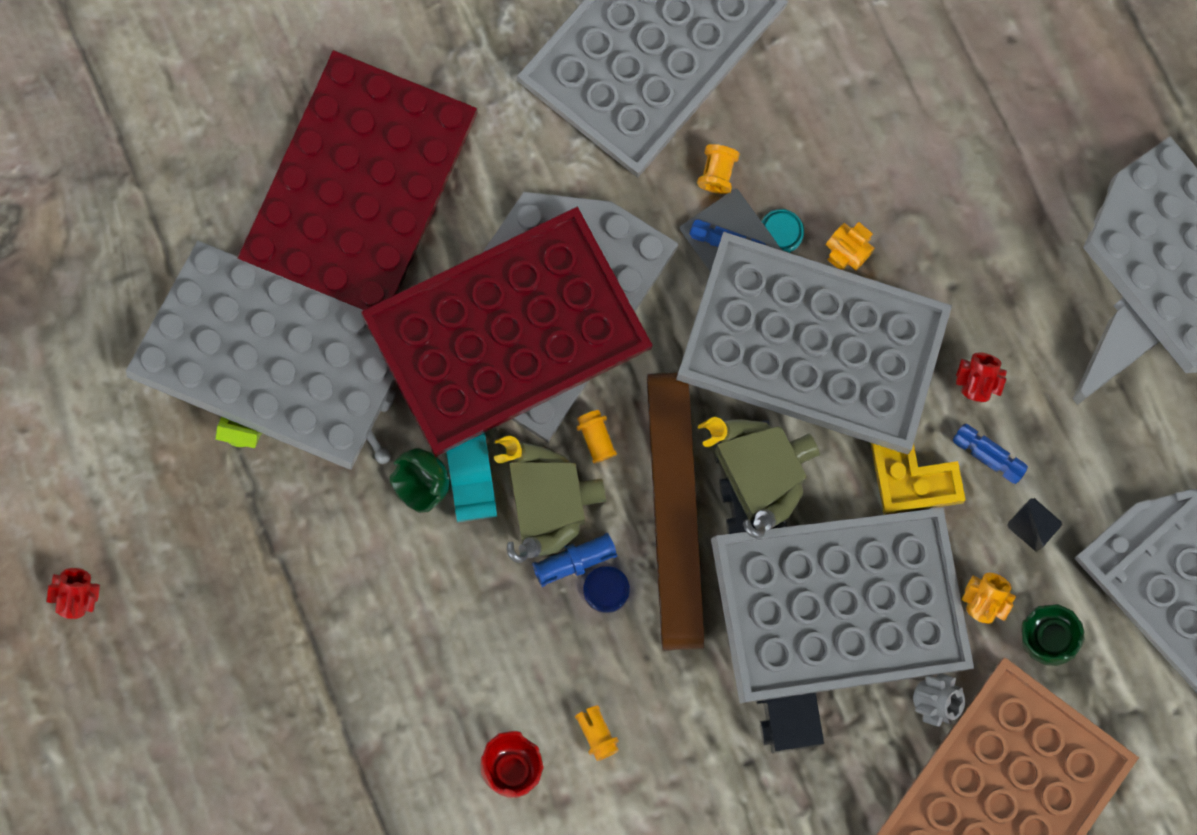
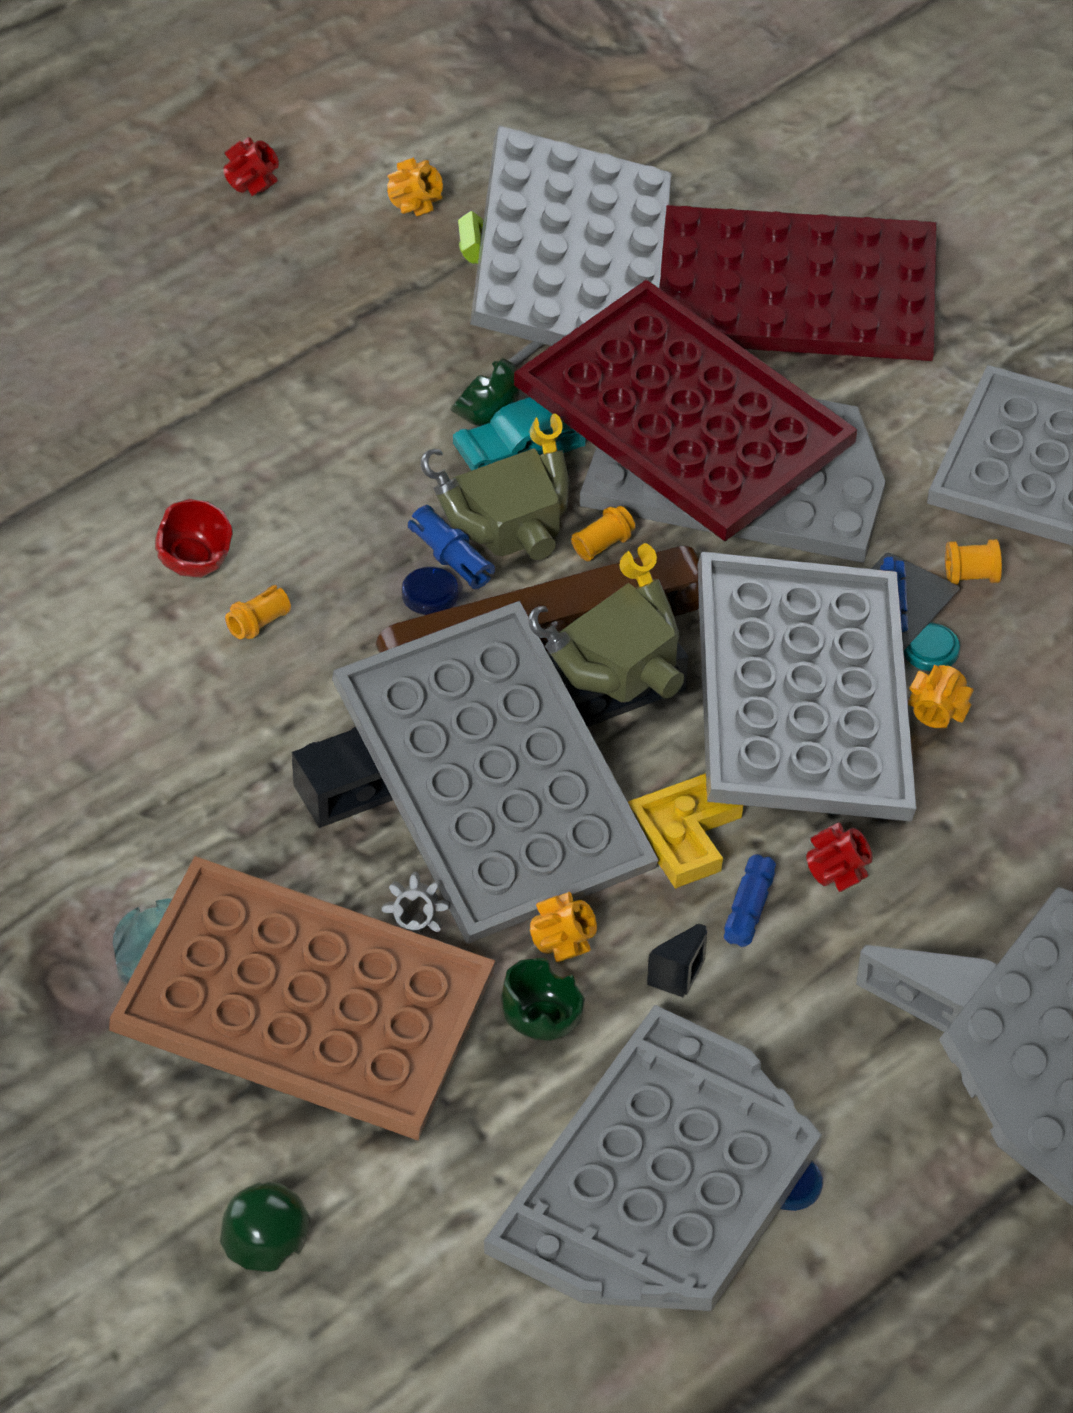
camera: 75 degrees right, 30 degrees down
(148, 460) = (415, 186): none -> light orange gear

